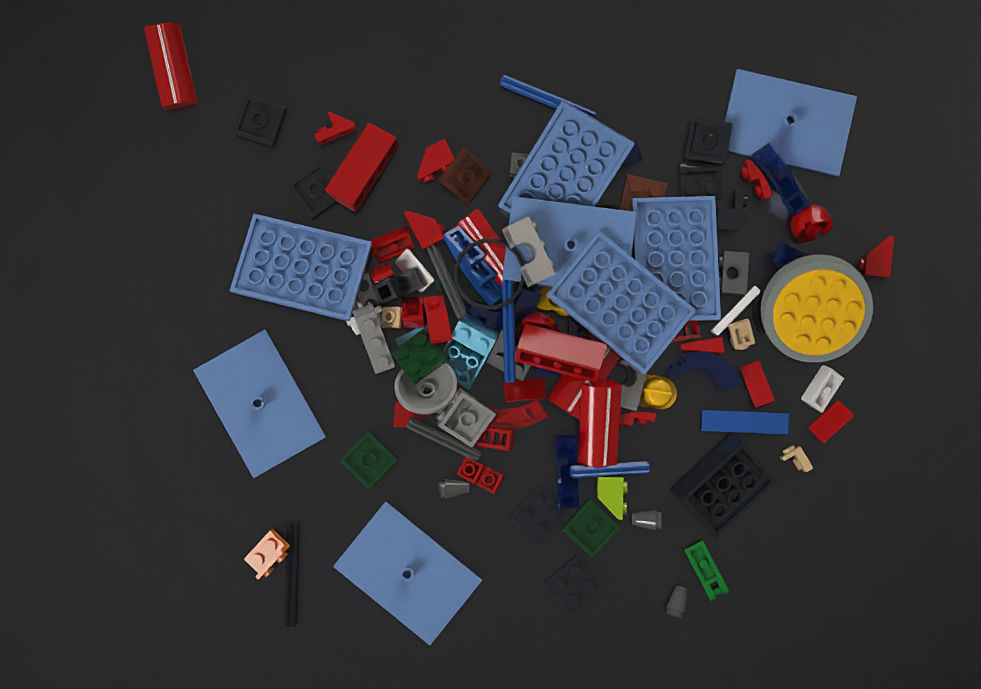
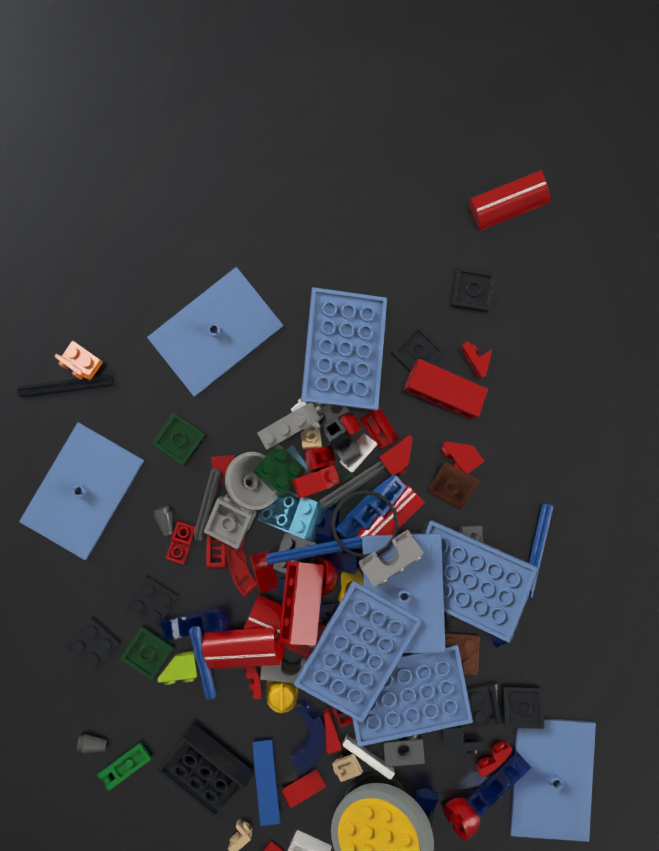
camera: 80 degrees right, 0 degrees up
(648, 519) = (162, 704): dark grey cone -> none

